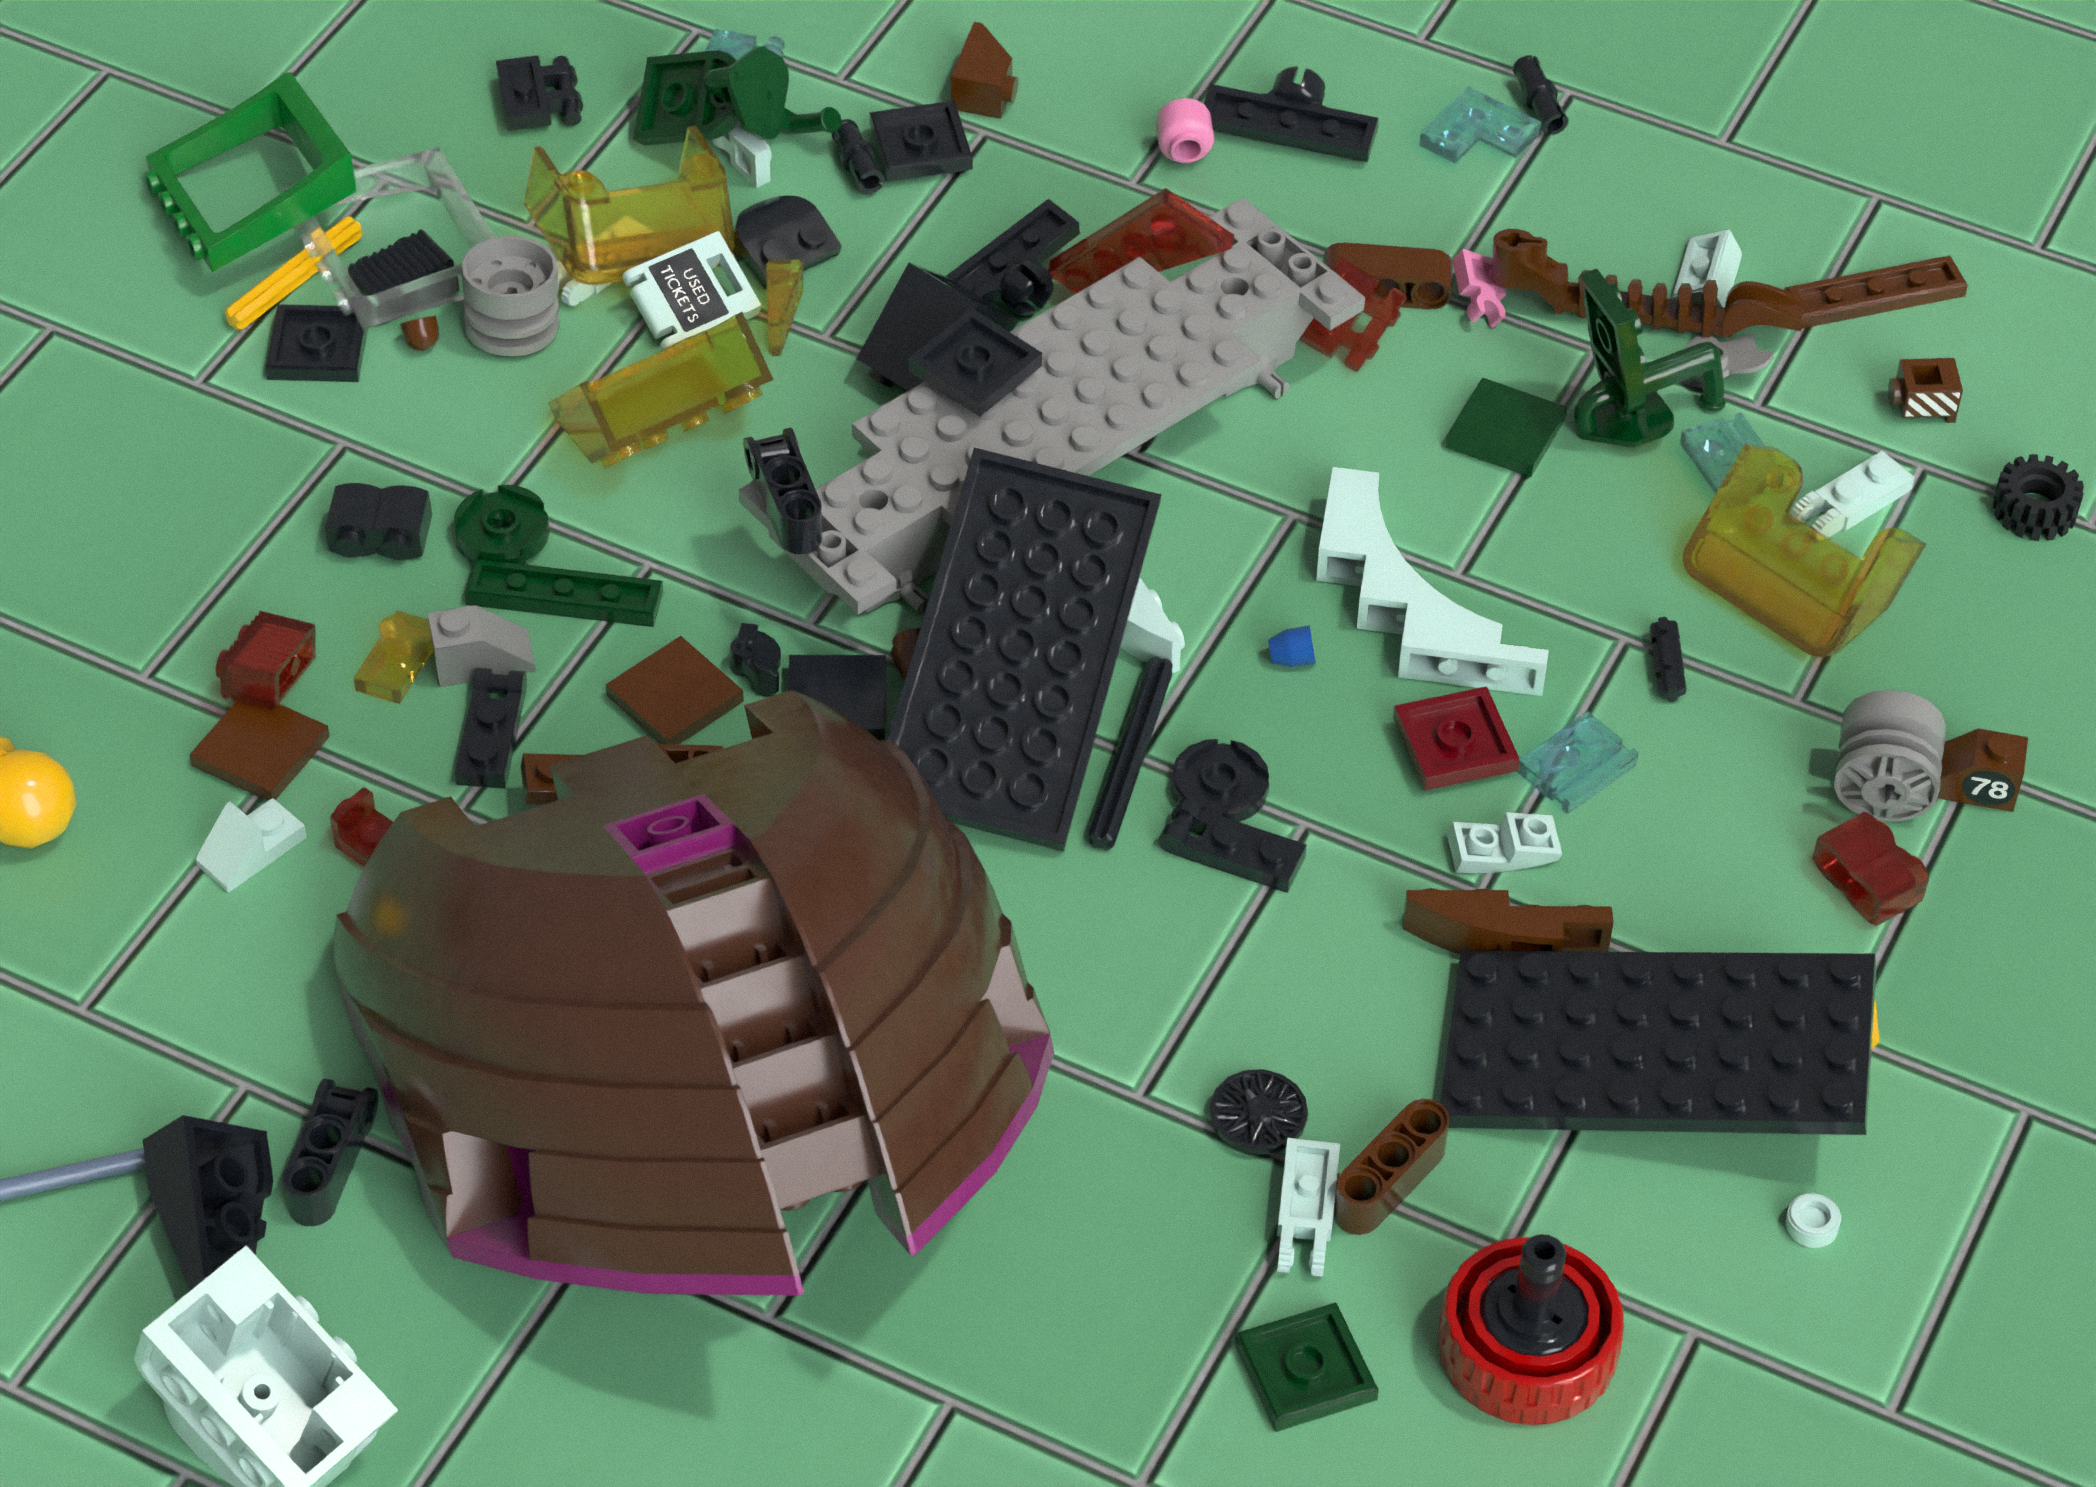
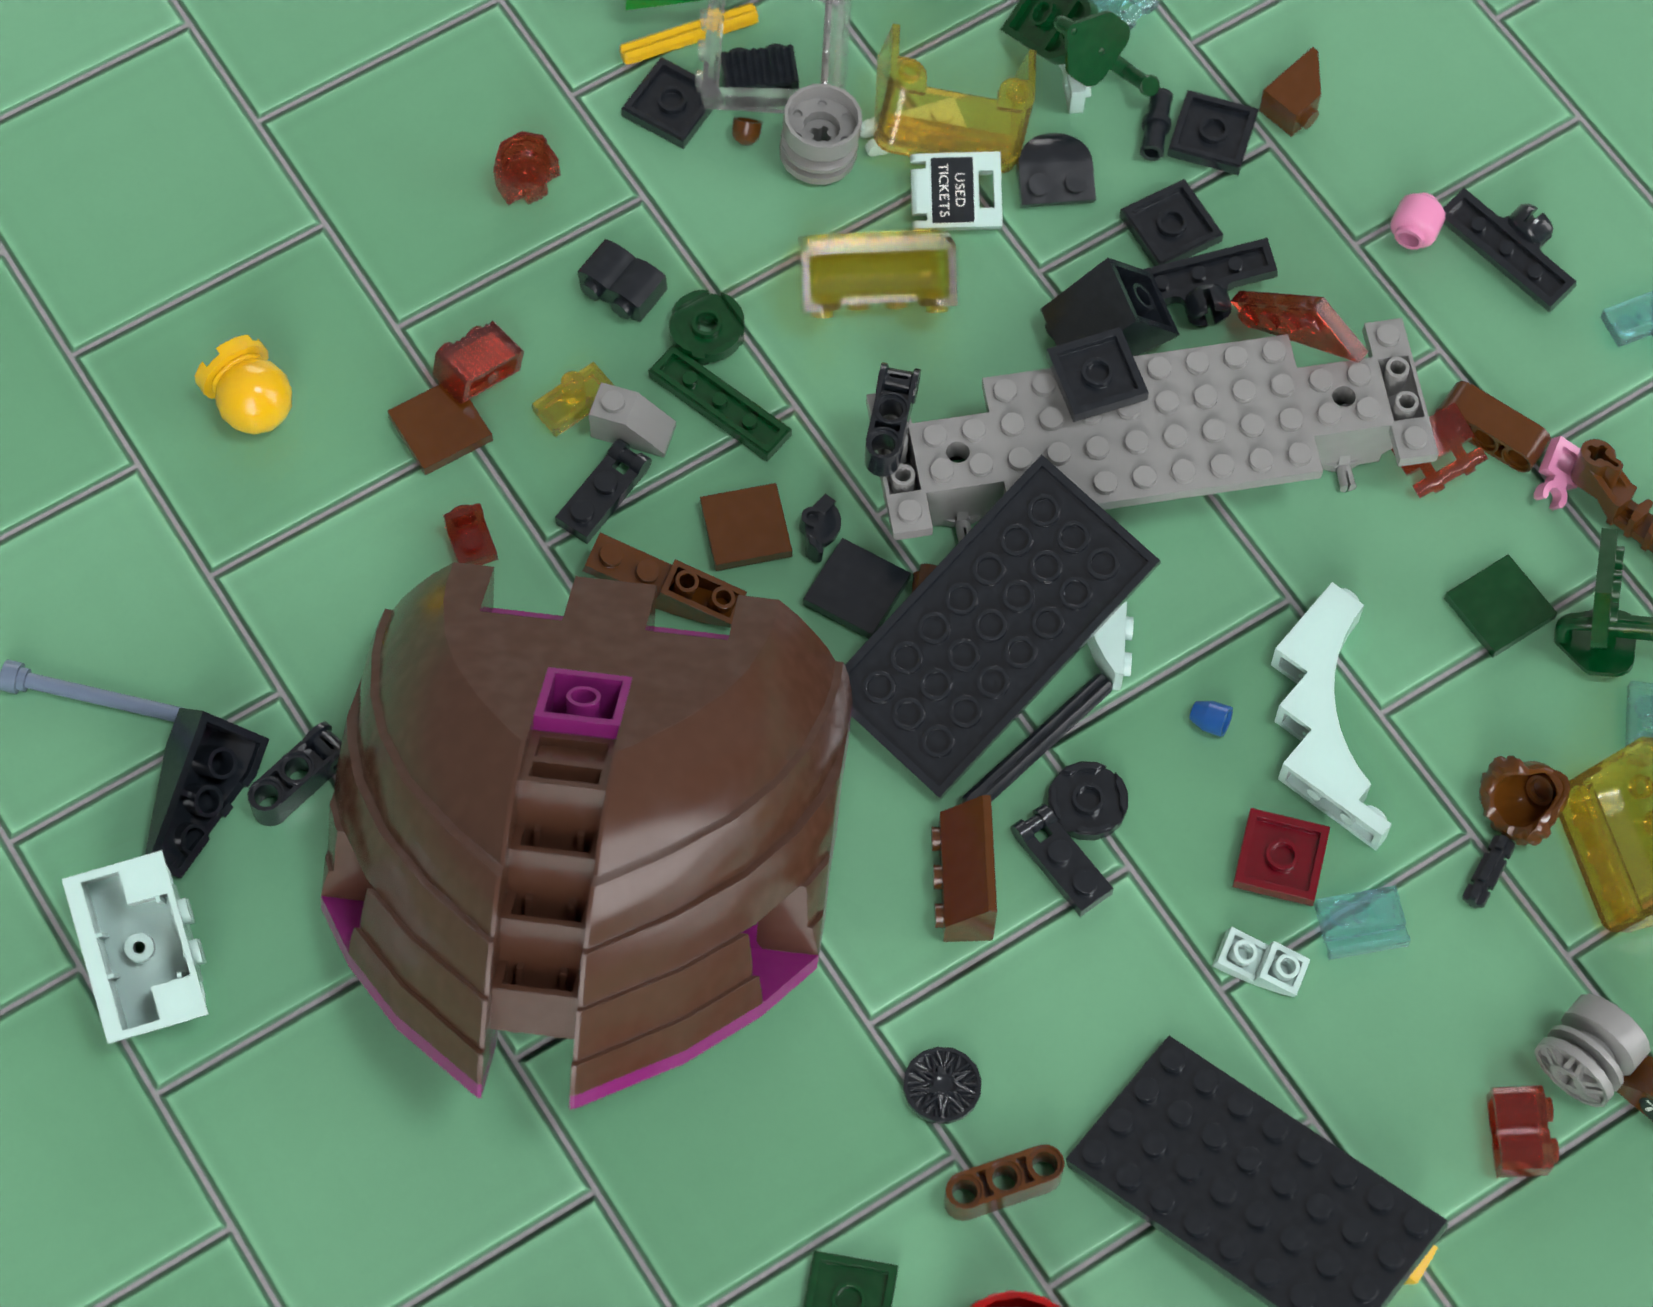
camera: 30 degrees right, 15 degrees up
(196, 458) = (524, 167): none -> clear red hair
(248, 843) = (384, 504): light aqua slope -> none
(783, 299) = (1023, 224): clear yellow slope -> none
(933, 236) = (1171, 224): none -> black tile
(1148, 890) = (965, 871): none -> reddish brown slope
(1307, 1200) = (928, 1175): light aqua hinge -> none
(1487, 922) = (1198, 1025): reddish brown slope -> none
(1657, 573) = (1523, 798): none -> reddish brown hair

